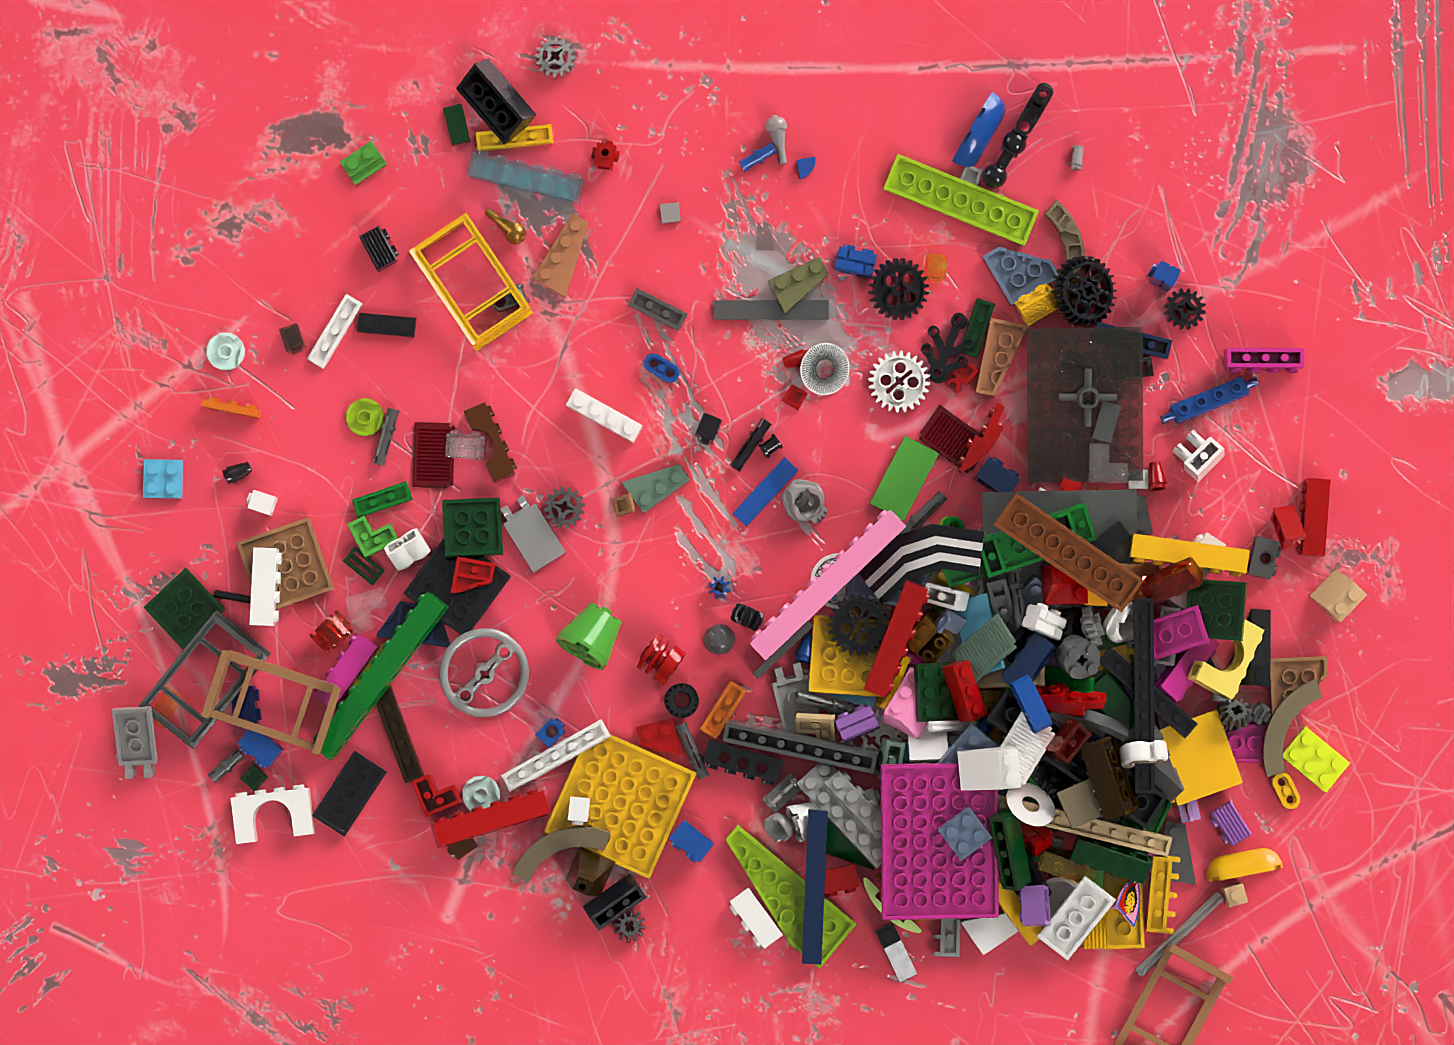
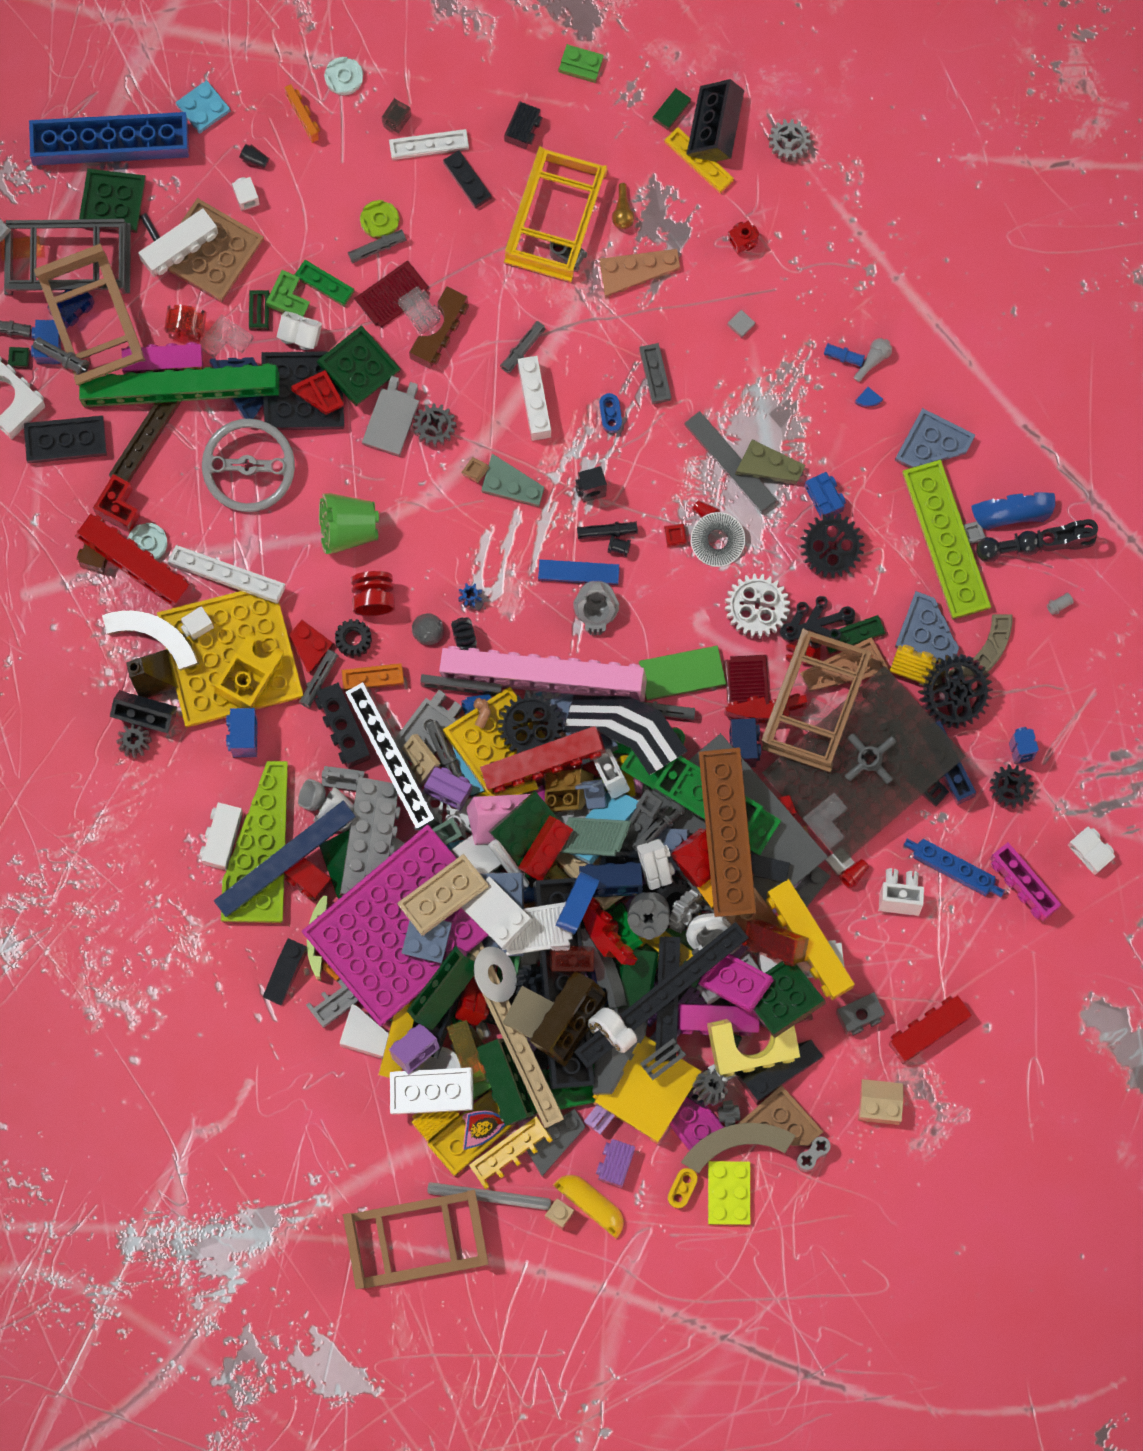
camera: 50 degrees right, 10 degrees down
(133, 572) = (109, 138): none -> blue brick
(294, 747) = (68, 360): none -> dark grey pin
(525, 177) = (674, 191): clear light blue brick -> none
(542, 734) = (238, 548): blue brick -> none
(558, 400) = (522, 347): none -> dark grey pin
(646, 797) = (250, 668): none -> yellow brick
(819, 650) = (484, 712): none -> nougat arm
(878, 146) = (933, 440): none -> sand blue plate
(936, 267) = (875, 562): brick -> none
(944, 797) = (442, 894): none -> tan tile
(969, 387) = (797, 754): none -> medium nougat piece
(1106, 421) = (864, 791): dark grey tile -> none
(1190, 732) = (676, 1049): none -> dark grey tile
(1276, 290) = (1092, 850): none -> white brick
(1288, 526) = (903, 1011): red hinge -> none
(1337, 677) = (813, 1154): none -> light grey axle

